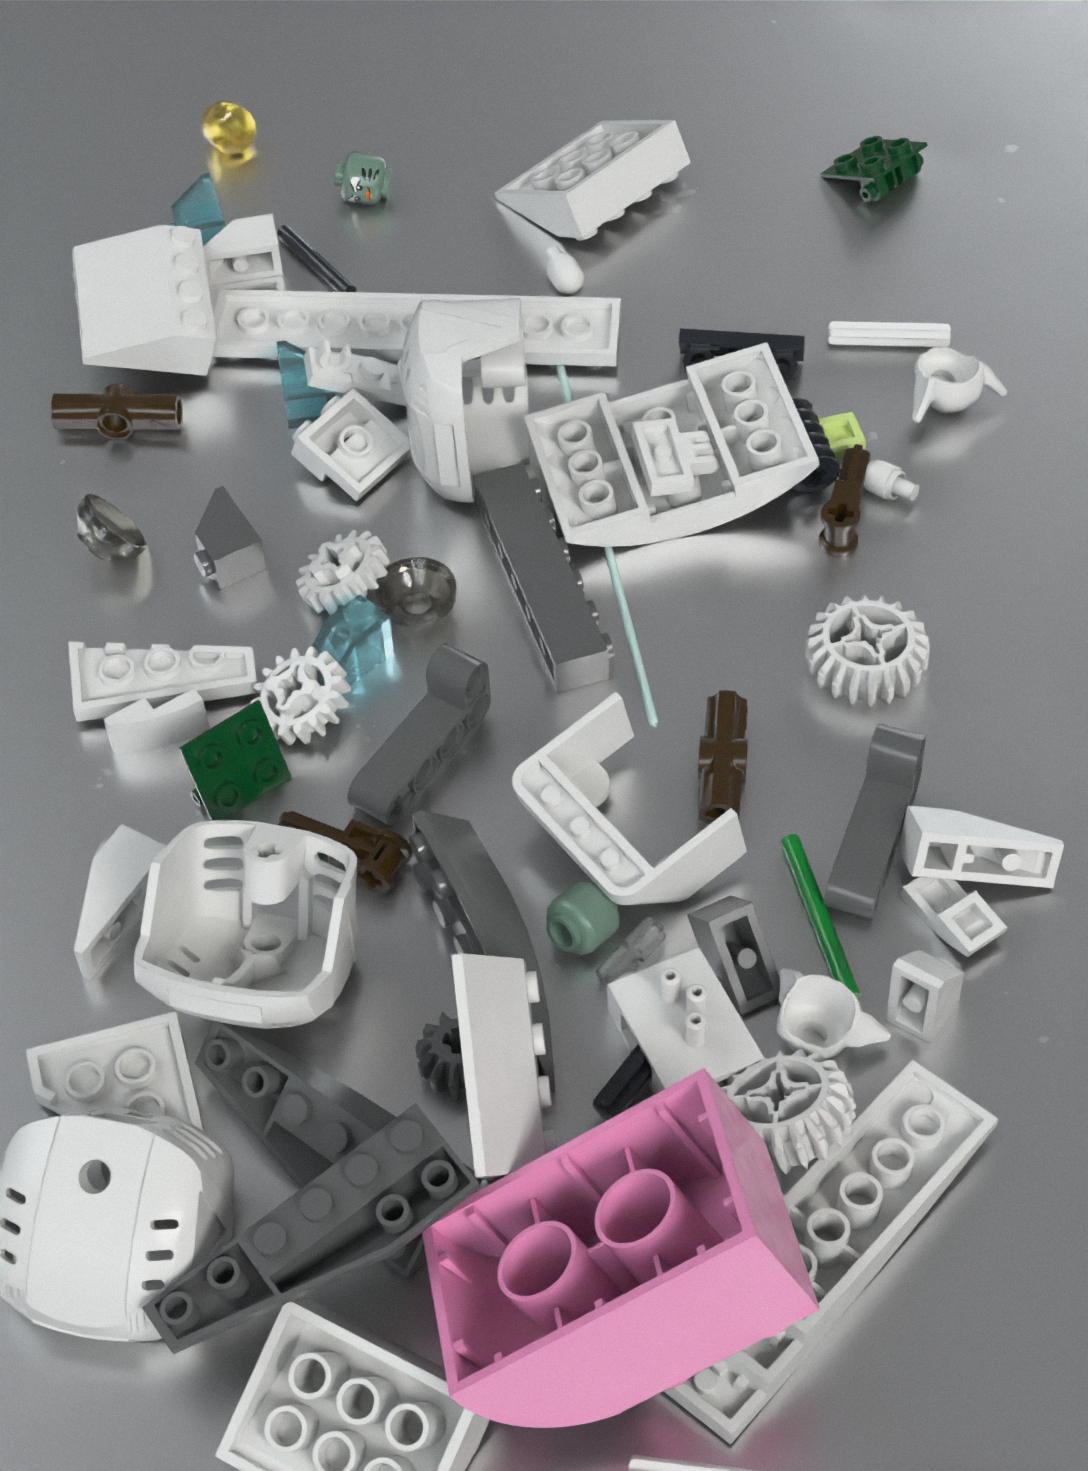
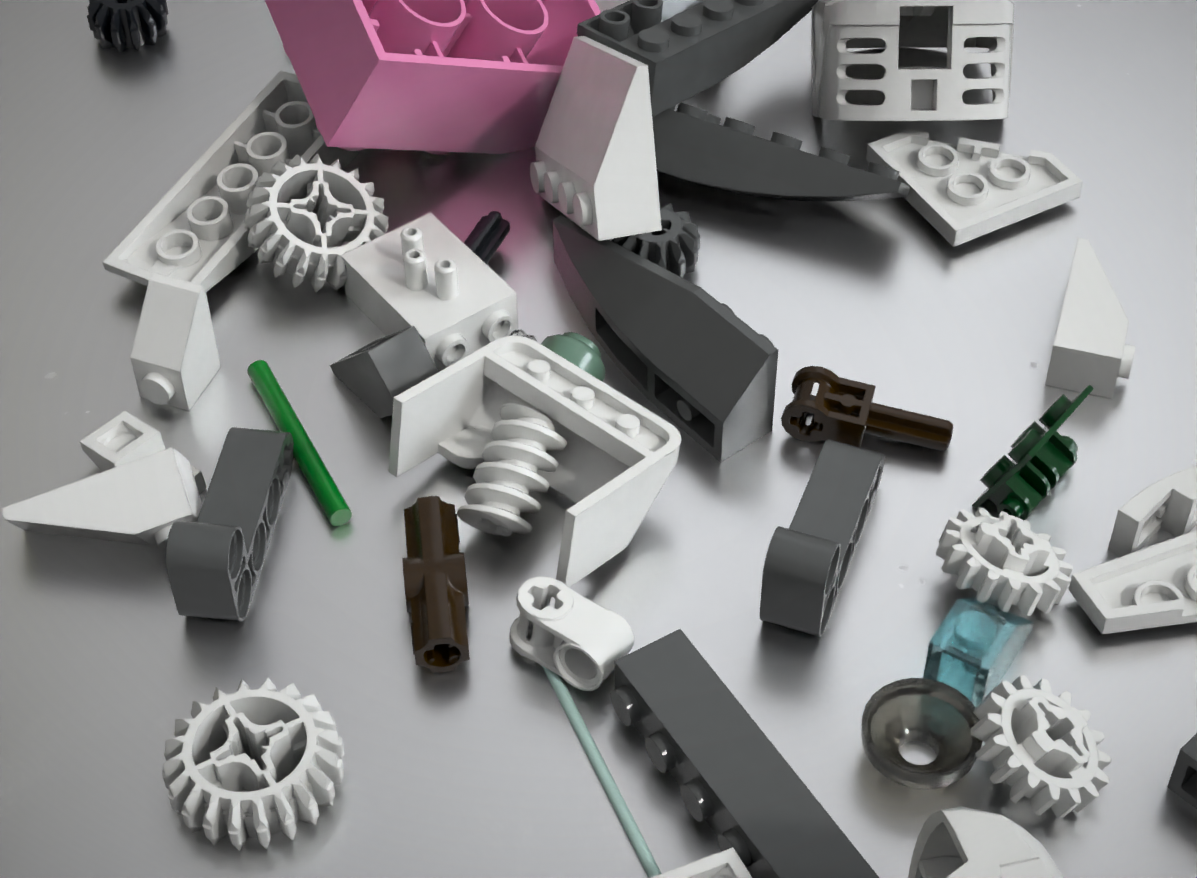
camera: 165 degrees right, 5 degrees down
(225, 959) = (898, 238): white piece -> none
(642, 697) = (572, 637): none -> white piece
(653, 807) = (511, 472): none -> white piece
(823, 1016) = (286, 316): white piece -> none

